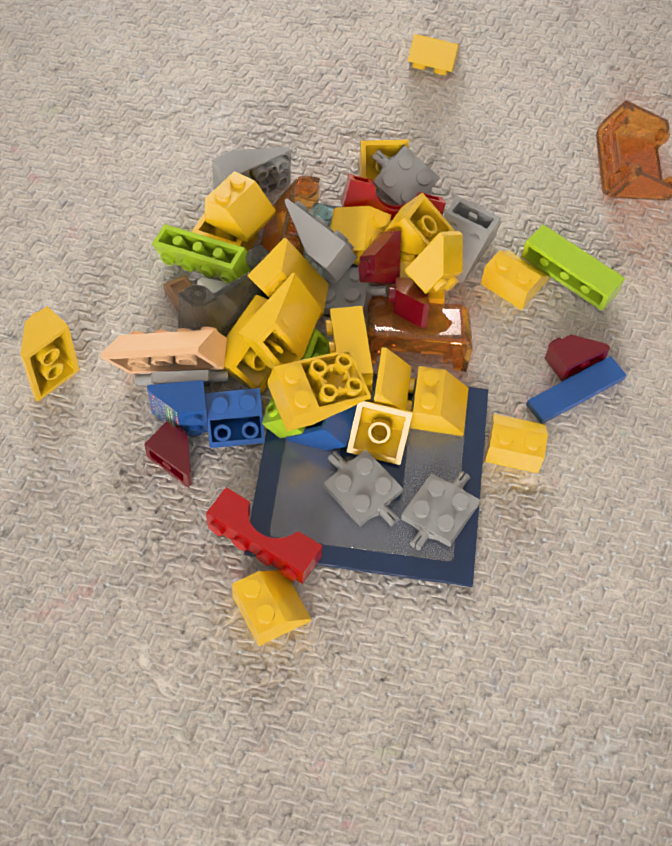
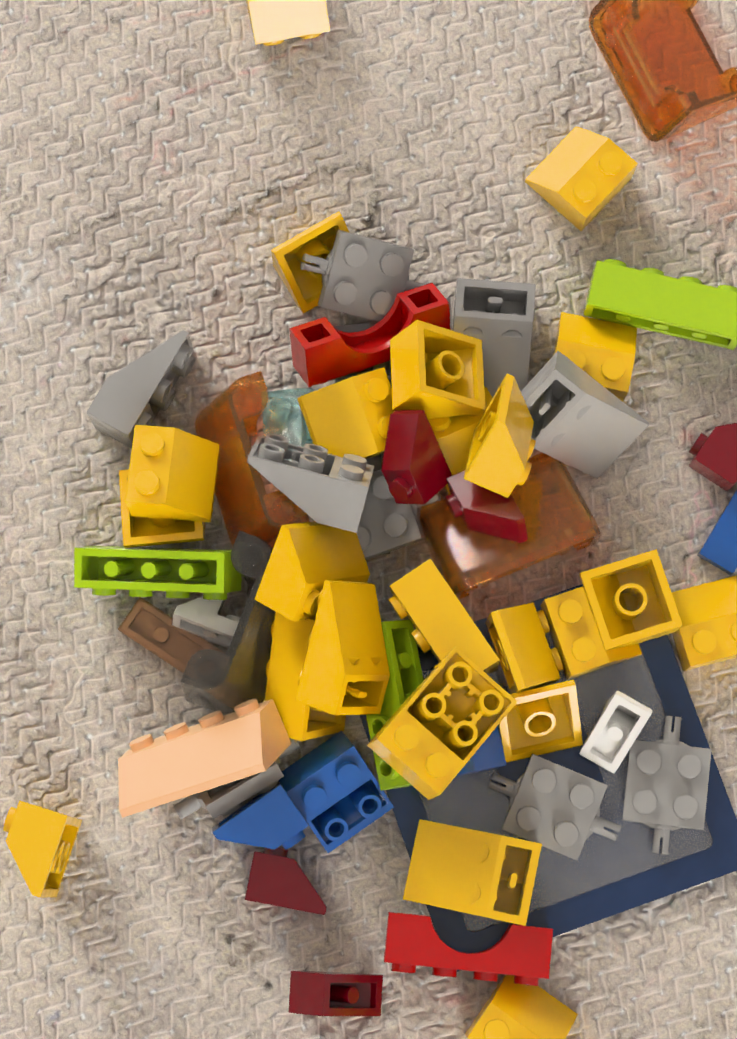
camera: 25 degrees left, 20 degrees up
(166, 527) = (335, 993): none -> dark red slope
(293, 495) = (472, 872): none -> yellow slope
(426, 457) = (615, 731): none -> white slope
(471, 394) = (631, 600): none -> yellow slope
(490, 291) = (579, 417): none -> light grey slope
(557, 194) = (582, 175): none -> yellow slope

